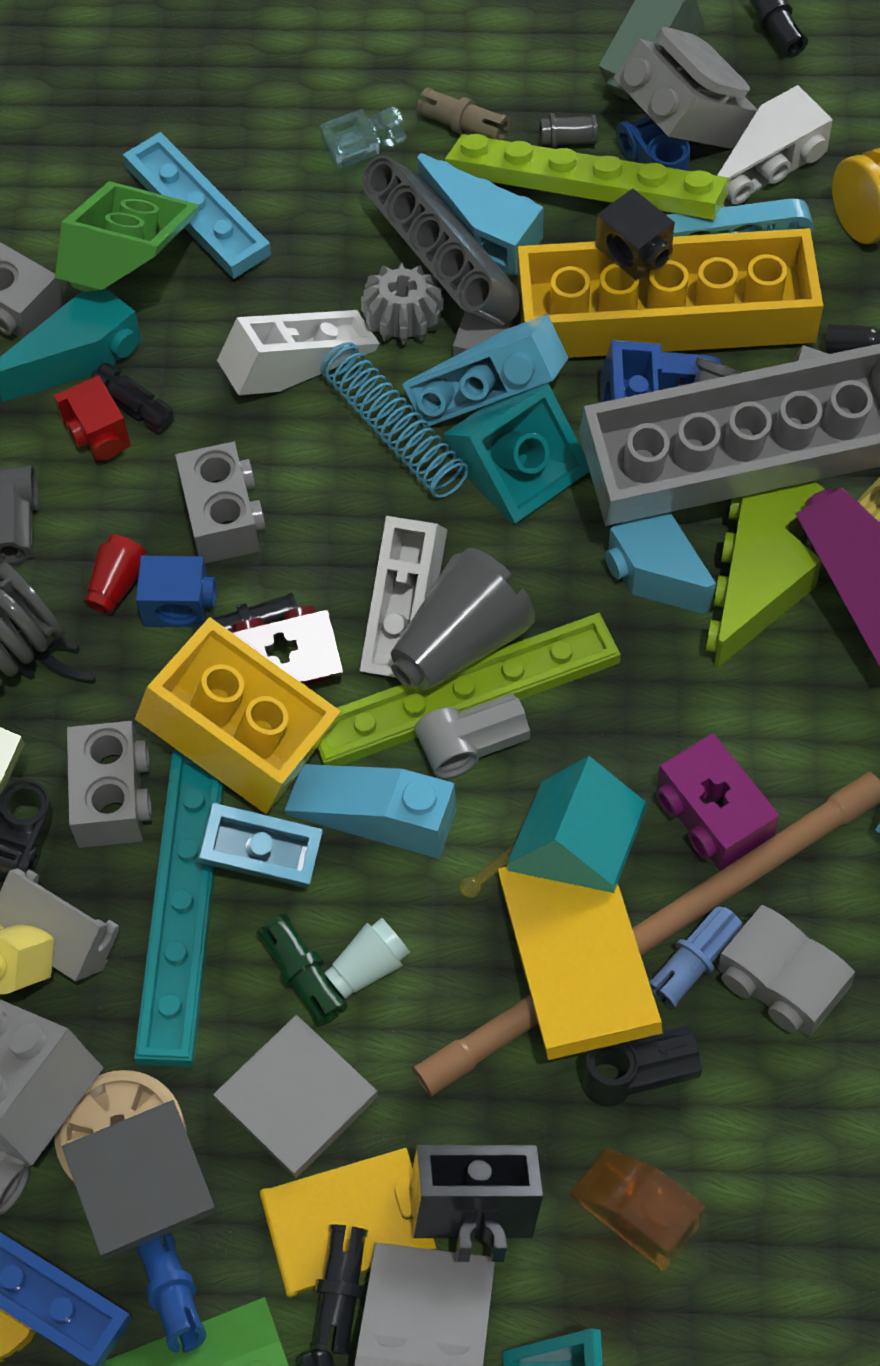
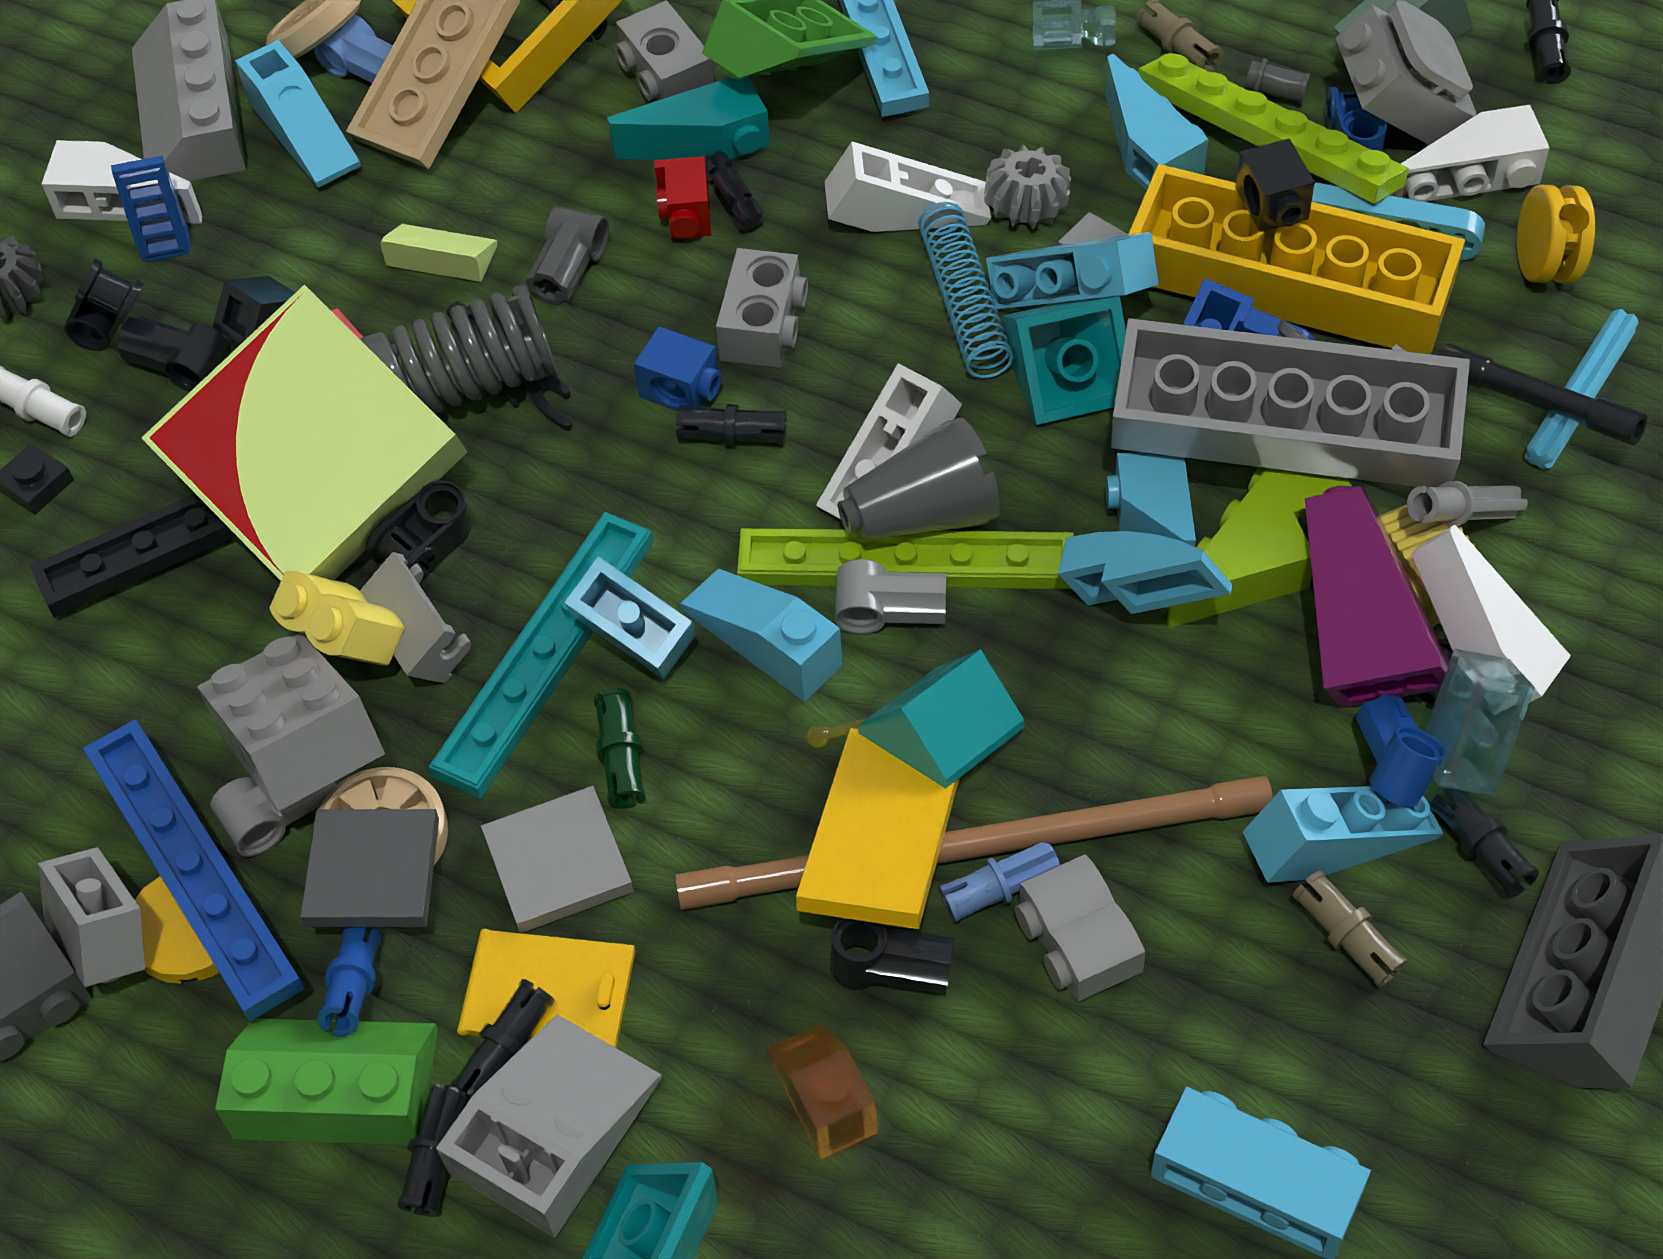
camera: 25 degrees right, 5 degrees down
(97, 785) = (527, 518): light grey brick -> none
(113, 573) = (629, 337): red cone -> none
(236, 714) = (669, 494): yellow slope -> none
(316, 651) = (767, 478): brick -> none
(367, 958) = (684, 761): light aqua cone -> none
(441, 241) = (1091, 140): dark grey beam -> none
(475, 1194) = (666, 1005): black brick -> none
(685, 629) = (1139, 570): none -> medium azure slope
(713, 776) = (1098, 718): magenta brick -> none

